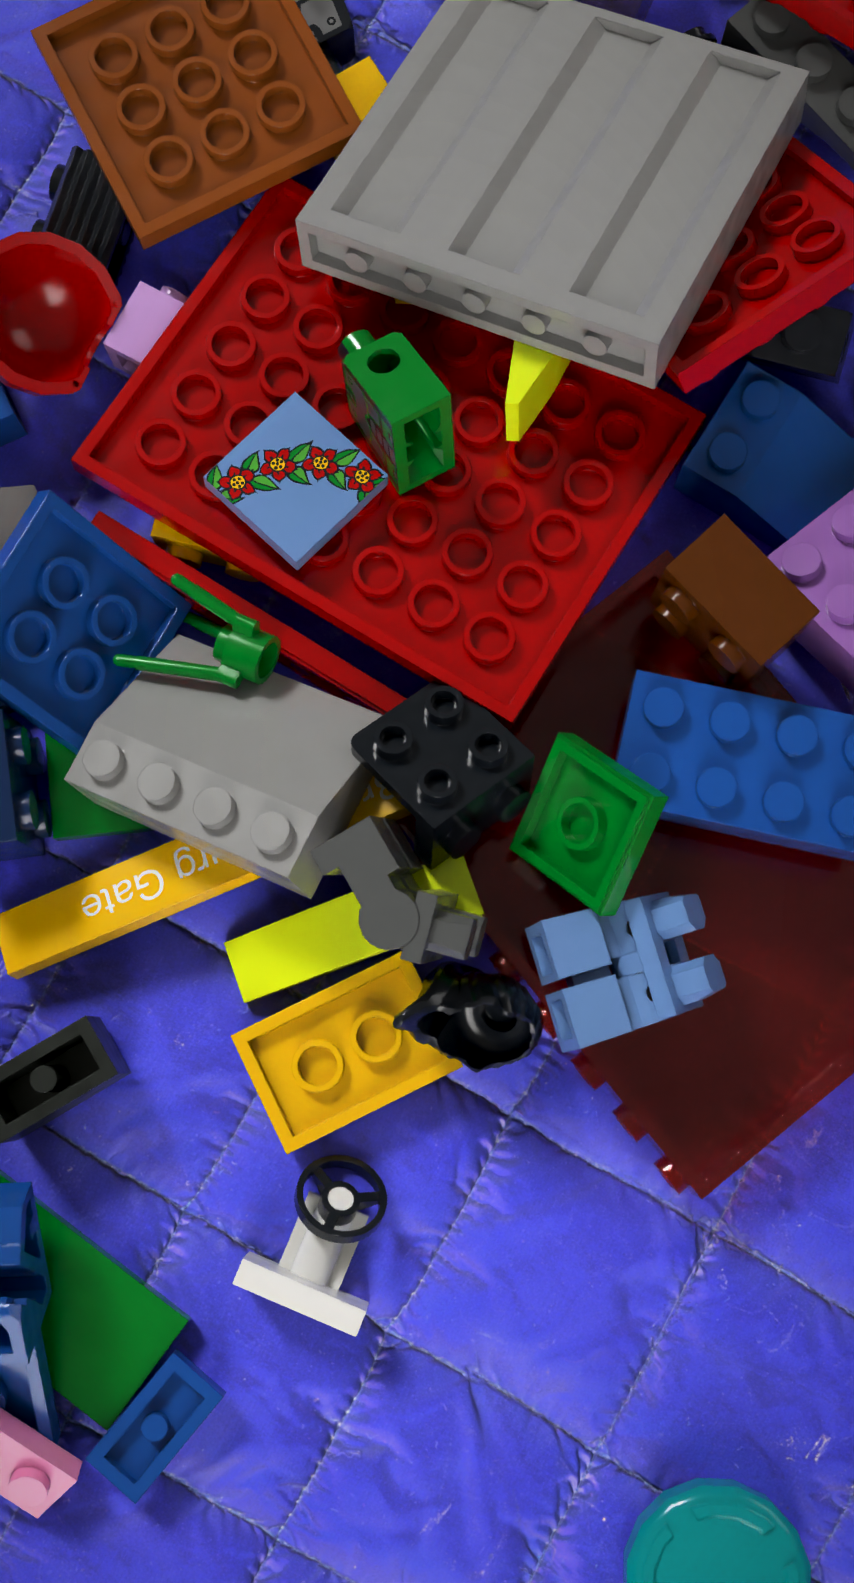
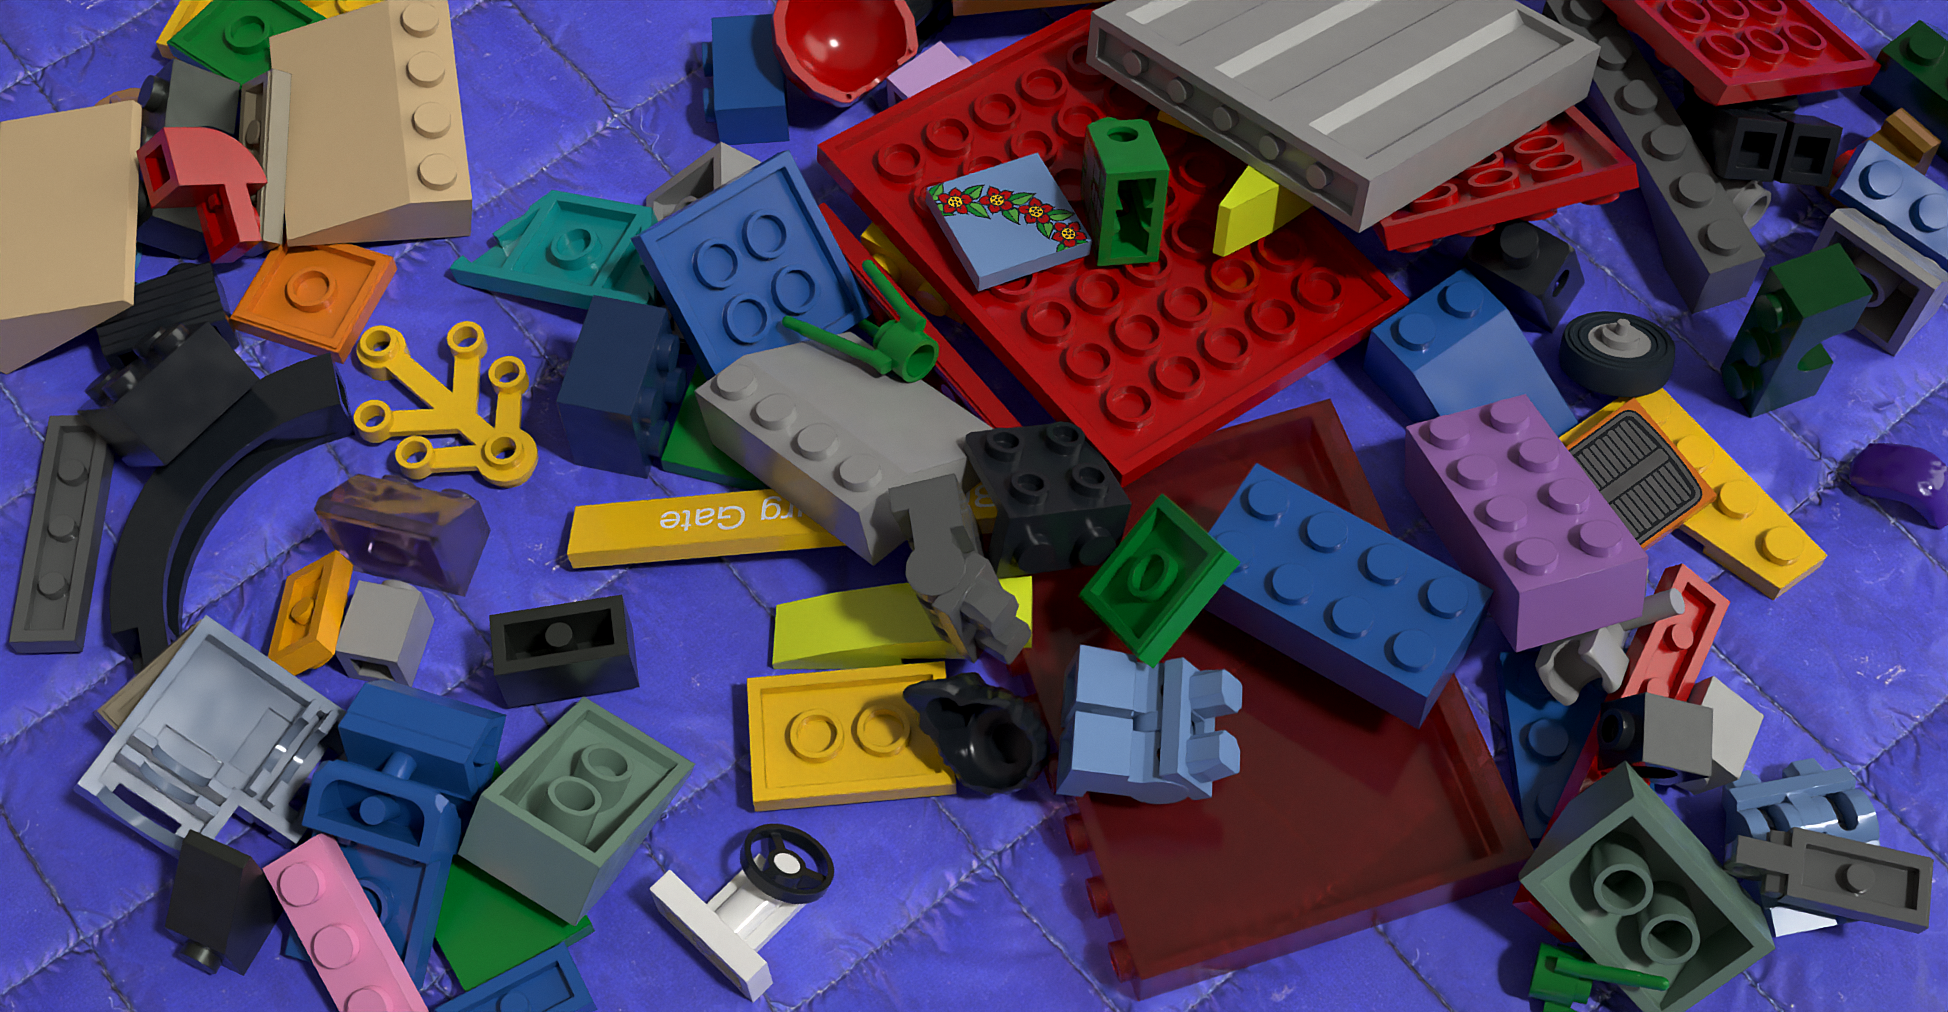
camera: 20 degrees right, 20 degrees down
(130, 1226) = (574, 809): none -> sand green slope
(730, 605) = (1367, 438): reddish brown brick -> none

